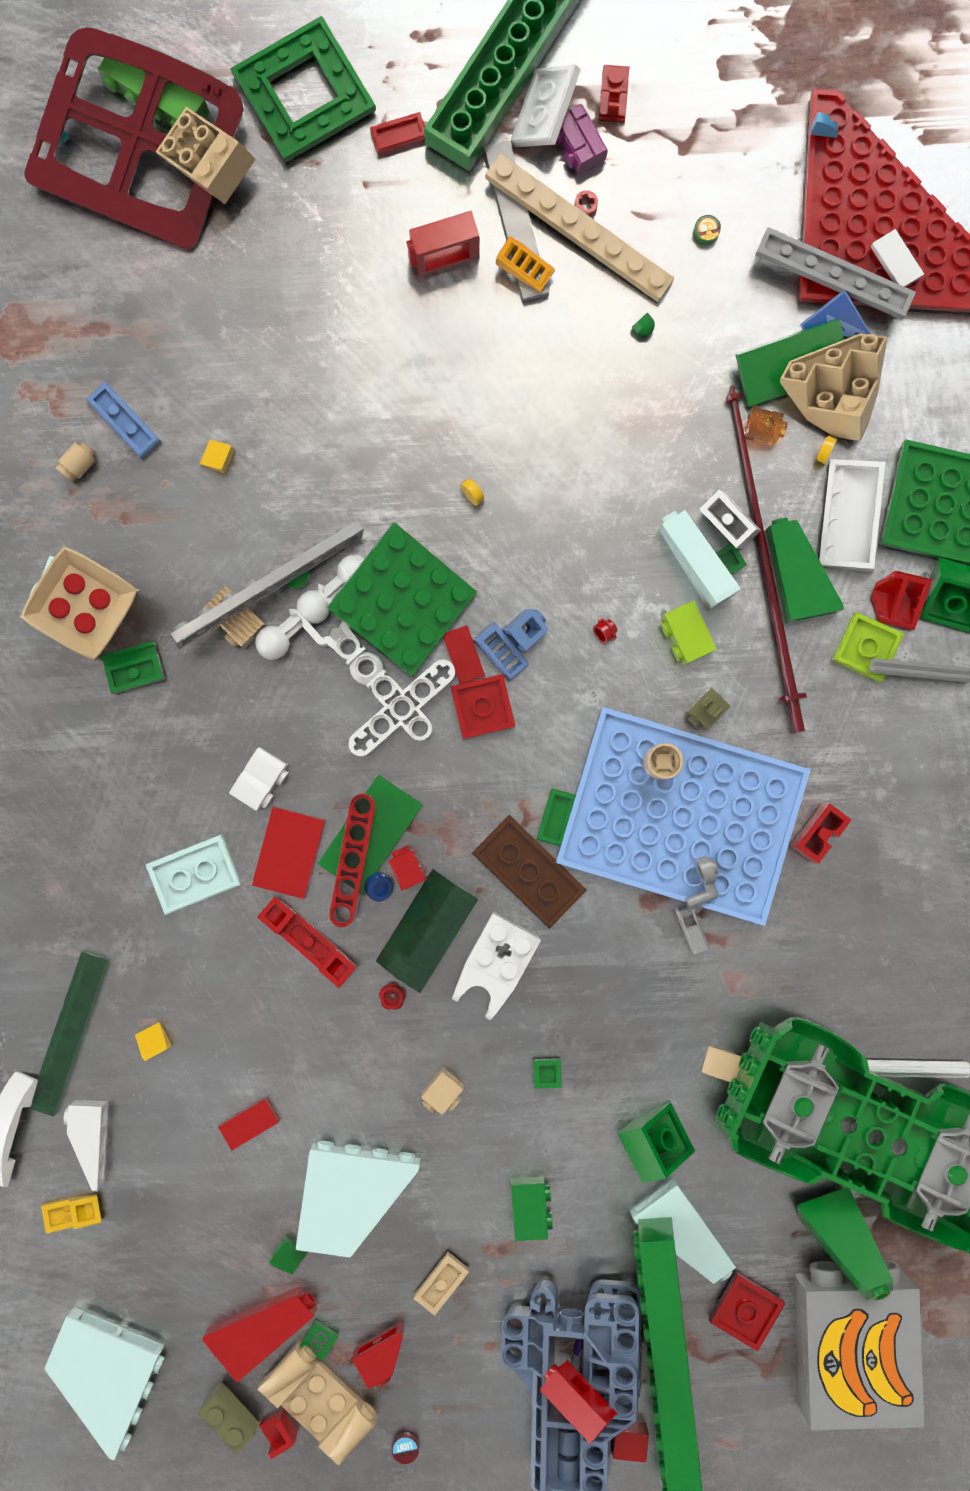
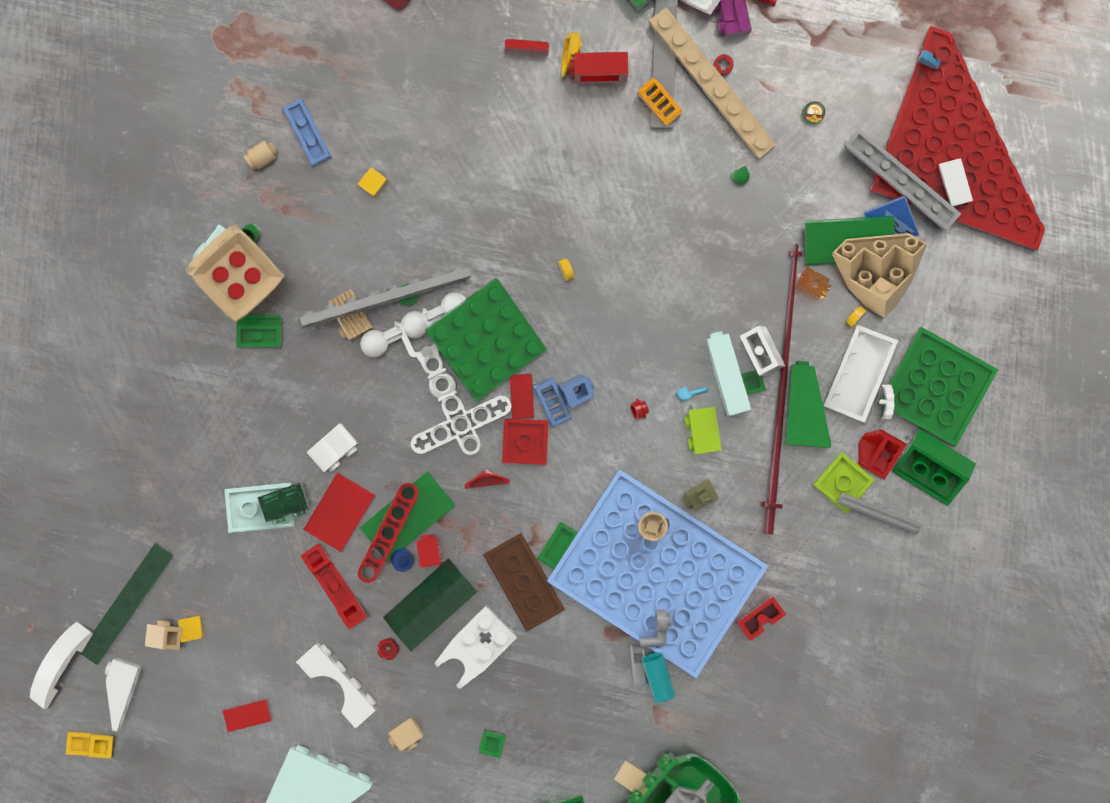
camera: 20 degrees right, 0 degrees up
(91, 551) = (251, 231): none -> green hinge
(121, 1059) = (163, 636): none -> tan brick
(219, 860) = (284, 503): none -> clear green brick
(351, 246) = (526, 46): none -> red tile
(374, 1073) = (320, 663): none -> white arch
(401, 234) = (571, 45): none -> yellow plate
(450, 763) = (486, 478): none -> red slope
(651, 598) = (684, 394): none -> medium azure hand
(720, 937) = (658, 677): none -> teal pin
(895, 534) = (889, 401): none -> white piece

